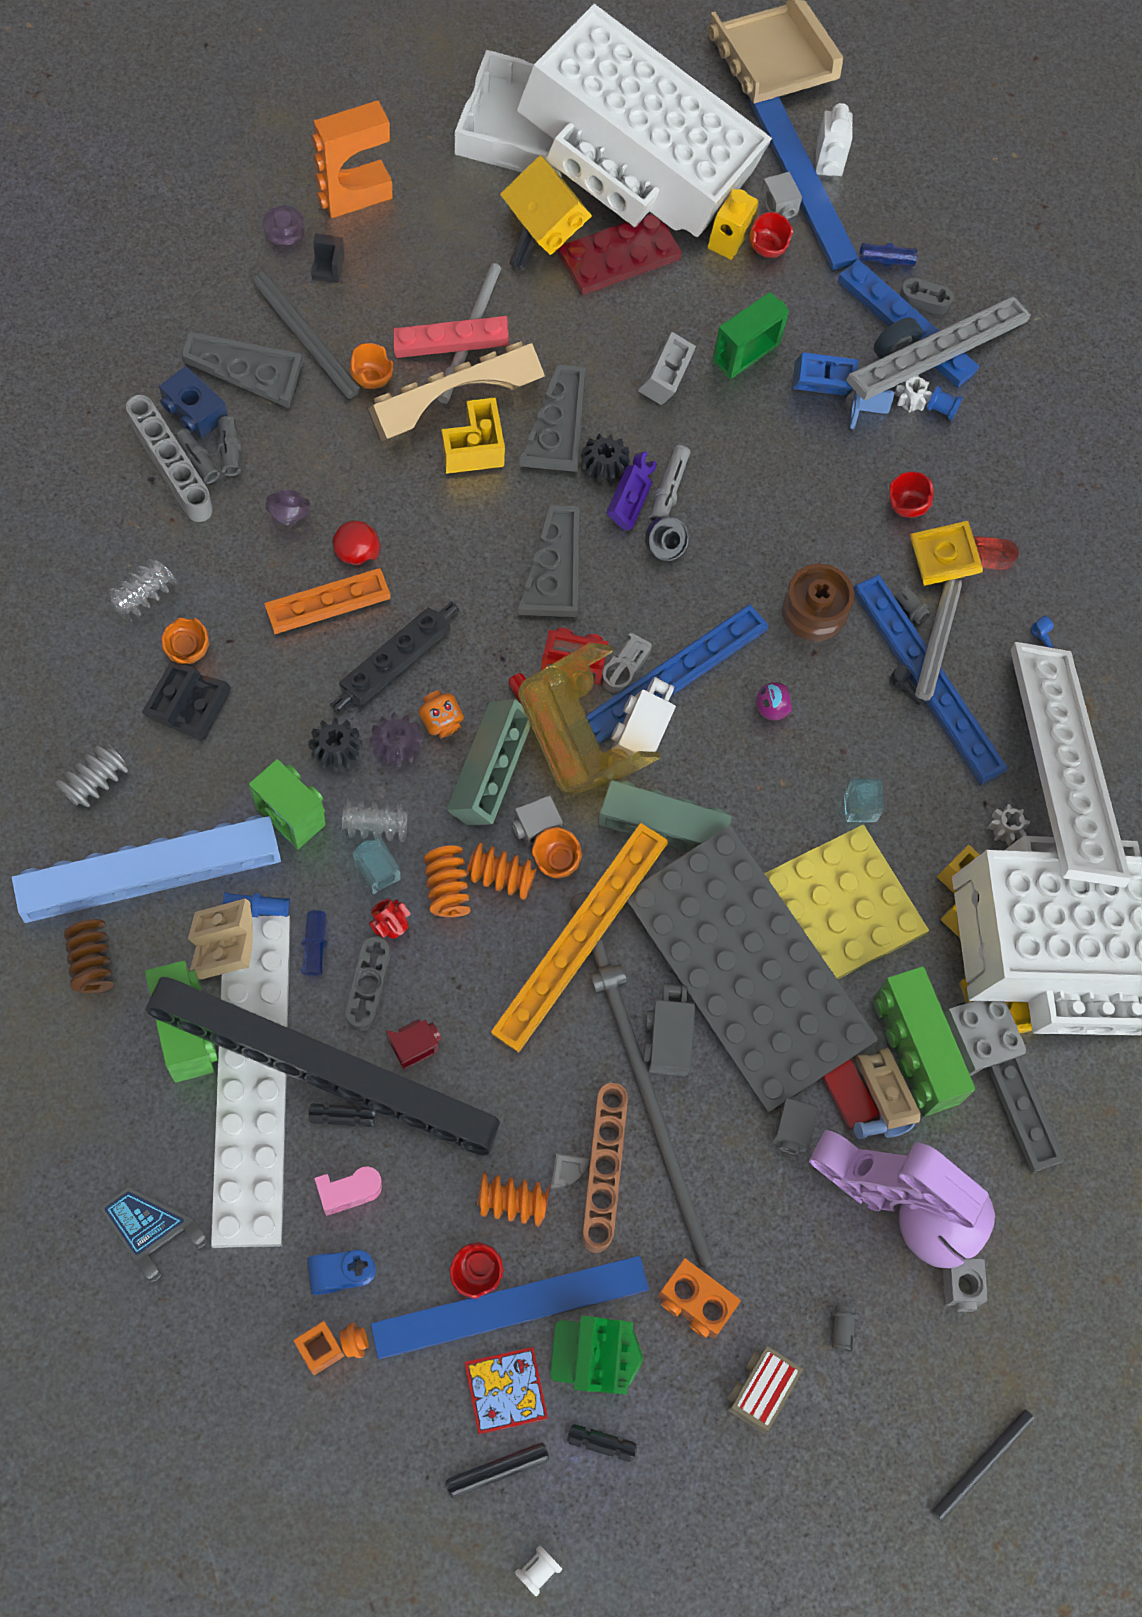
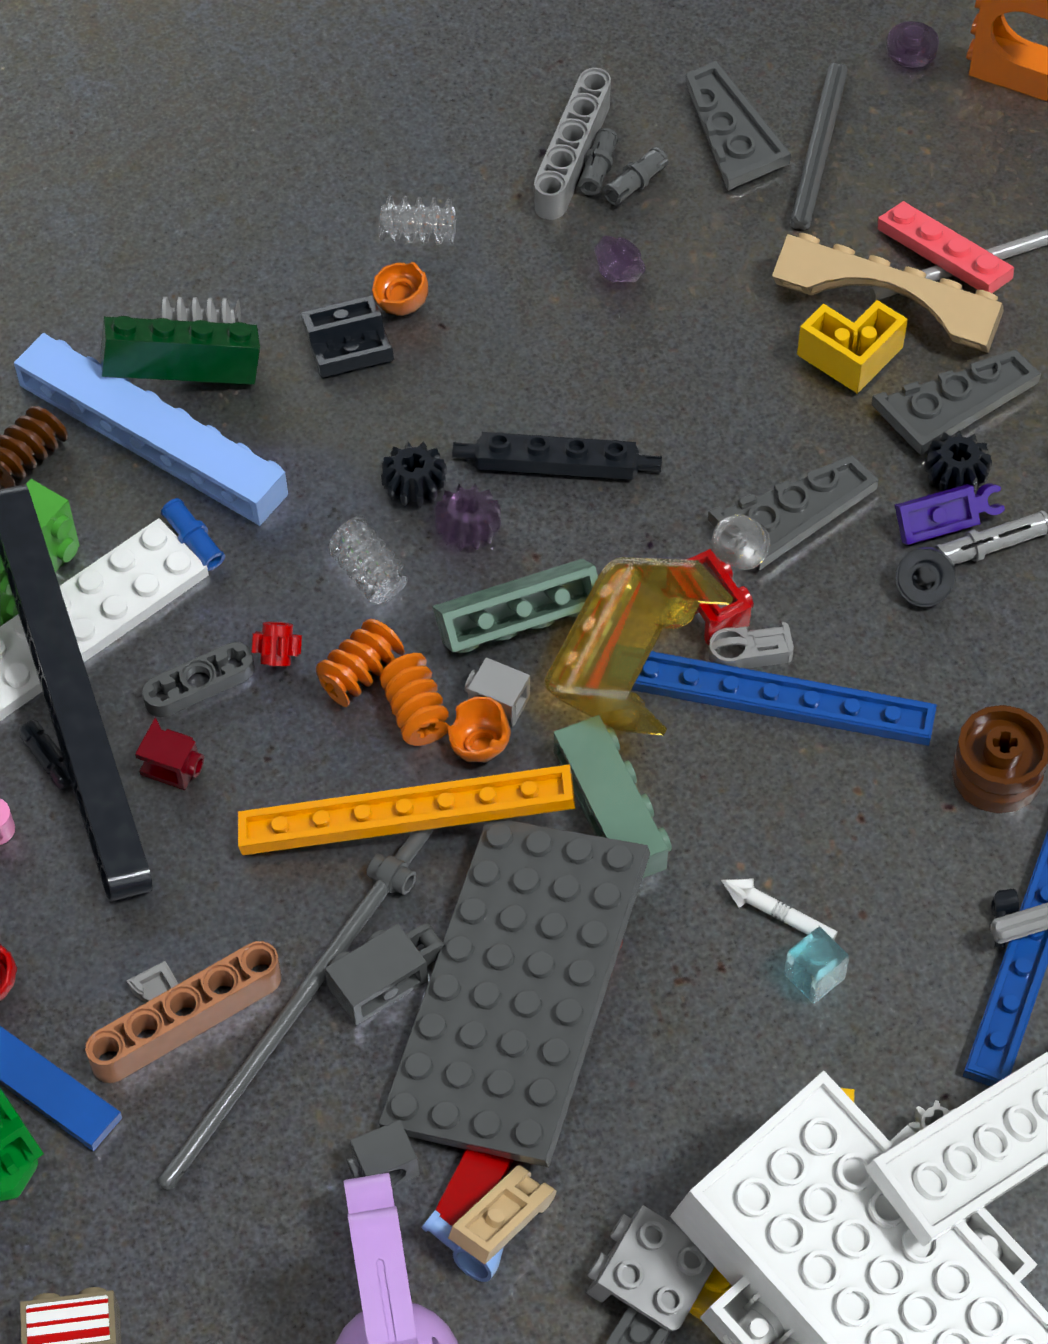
camera: 60 degrees right, 10 degrees down
(112, 805) = (179, 350): none -> dark green brick
(185, 389) = (648, 116): dark blue brick -> none
(222, 939) = (132, 529): tan slope -> none
(291, 805) = (310, 476): bright green brick -> none
(314, 943) = (197, 607): clear blue axle -> none
(327, 601) = (557, 362): orange plate -> none
(328, 257) = (922, 101): black panel -> none
(356, 543) = (643, 340): red hair -> none
(370, 366) = (838, 210): orange hair -> none
(376, 865) = (321, 595): clear light blue brick -> none
(441, 714) = (530, 532): orange head -> none
(512, 1199) = (81, 954): orange piece -> none
(566, 621) = (740, 542): none -> clear head
(645, 719) = (697, 700): white brick -> none
(704, 1291) = (126, 1196): orange brick -> none
(774, 701) = (844, 802): magenta piece -> none
(783, 798) = (744, 892): none -> white piece
(848, 901) = (682, 1035): light yellow plate -> none
(923, 1041) = (584, 1209): bright green brick -> none

